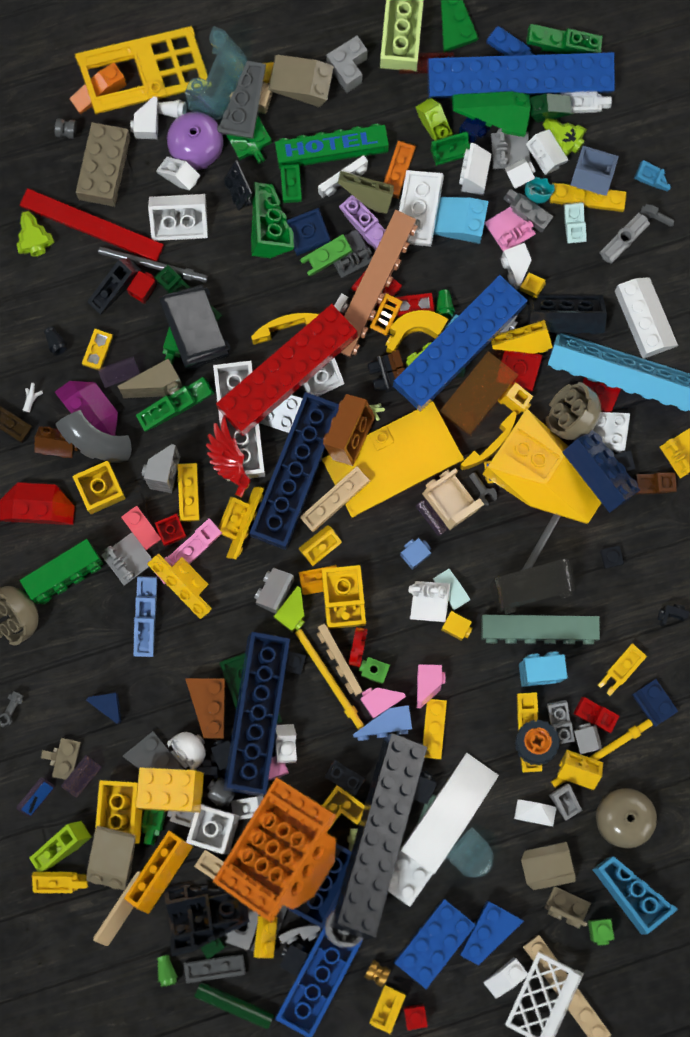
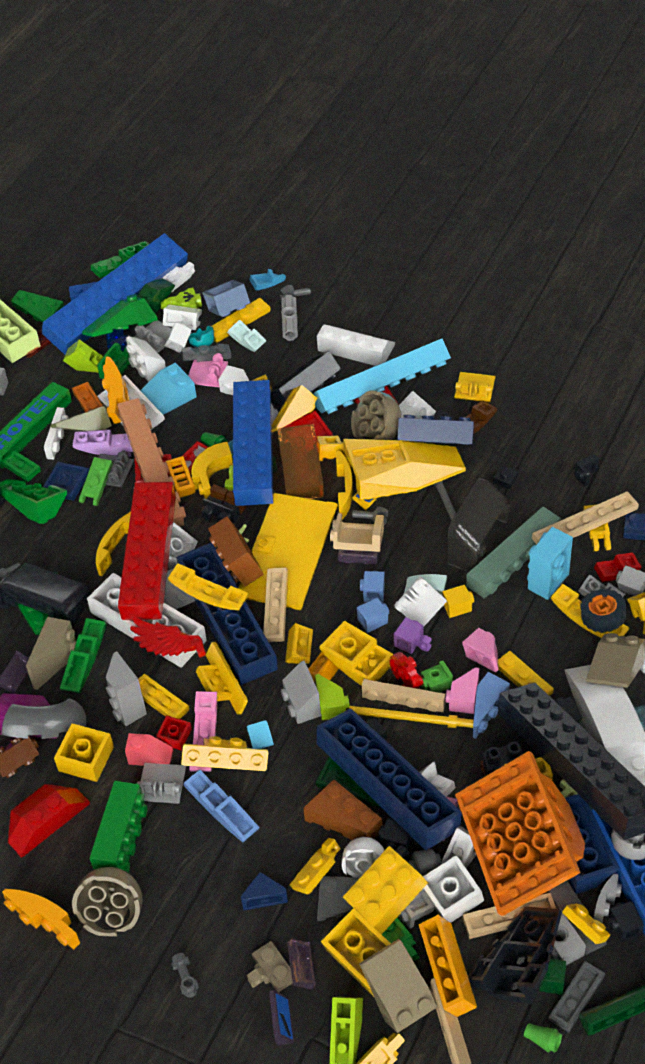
camera: 40 degrees left, 30 degrees down
(155, 723) = (316, 867): none -> yellow hinge
(221, 590) = (260, 735): none -> medium azure slope
(293, 446) = (207, 591): none -> yellow slope
(388, 577) = (372, 615): none -> medium blue brick
(394, 619) = (410, 635): none -> medium lavender brick
(424, 179) = (116, 389): none -> light orange slope
(495, 791) = (617, 660): none -> dark tan slope
(612, 661) = (593, 516): none -> tan plate

